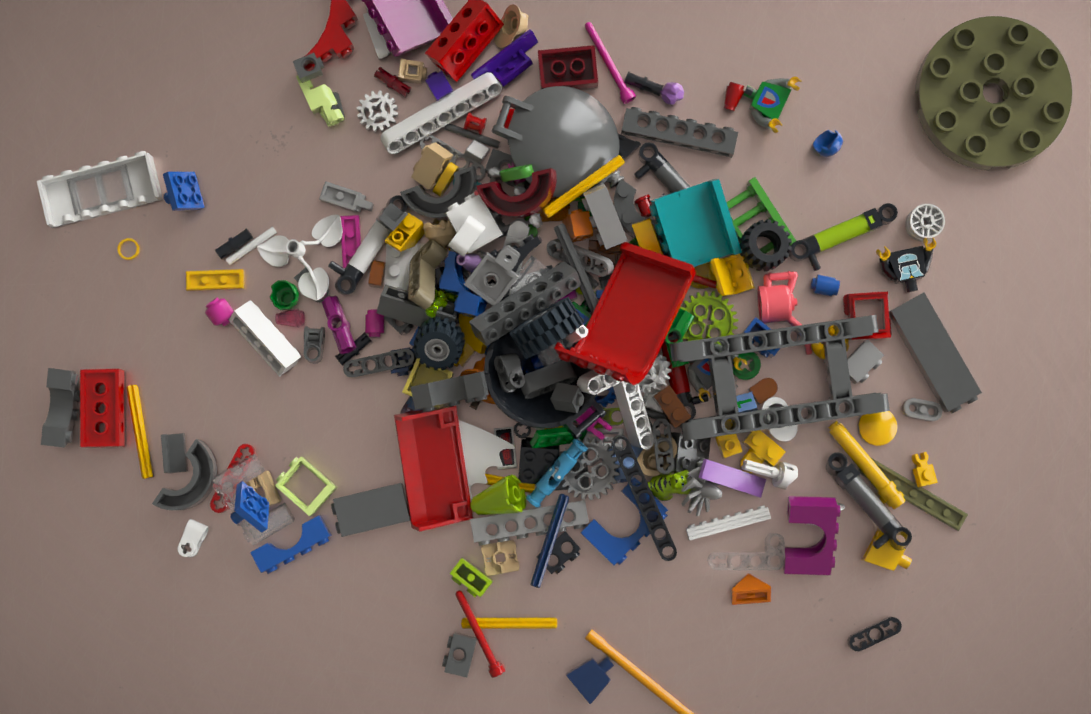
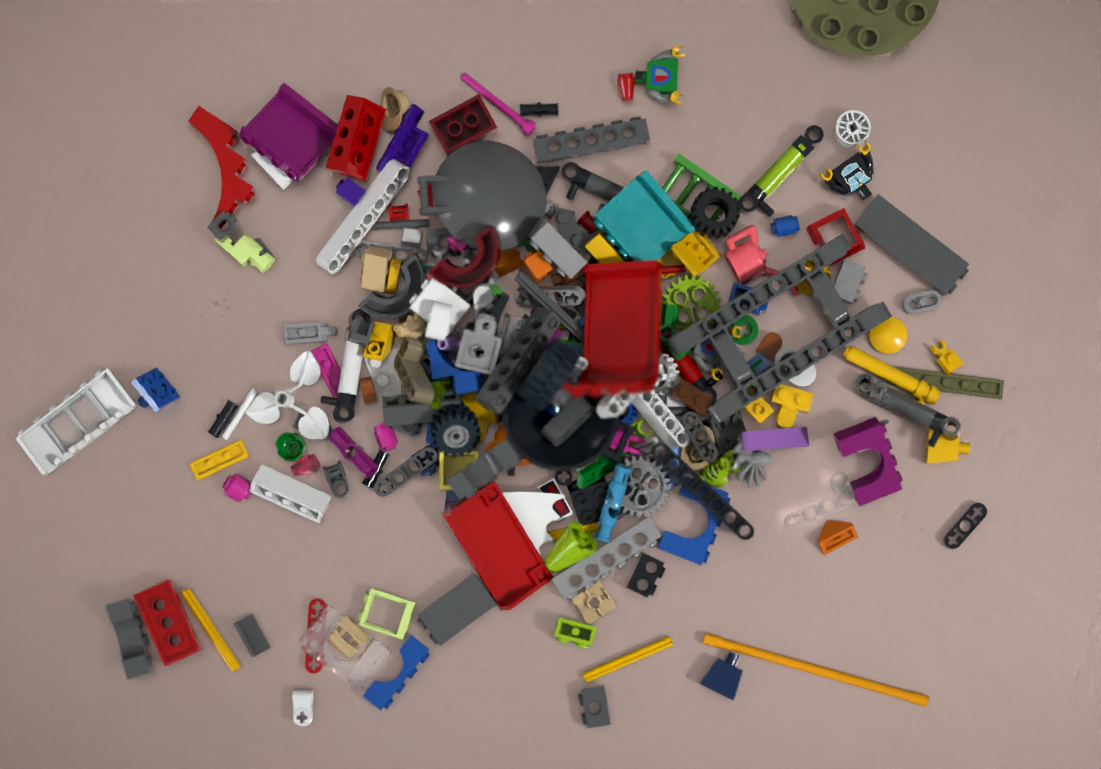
camera: 25 degrees left, 0 degrees up
(137, 251) = (135, 465): yellow piece -> none
(200, 485) = (289, 654): dark grey brick -> none
(251, 507) = (346, 653): blue plate -> none
(382, 104) = (290, 237): white gear -> none
(392, 82) = (305, 206): dark red pin -> none
(412, 71) = (319, 188): tan window -> none
(495, 667) = (632, 705): red piece -> none
(510, 371) = (531, 426): dark grey piece -> none
(516, 172) = (459, 243): bright green beam -> none
(549, 541) = (633, 570): dark blue axle -> none
(567, 398) = (594, 429): dark grey brick -> none
(583, 186) = (525, 229): yellow axle -> none
(672, 92) = (569, 107): medium lavender rock -> none
(728, 523) = (788, 481): white piece -> none
(780, 474) = (818, 417): white piece -> none
(828, 143) = (732, 93): blue hair -> none

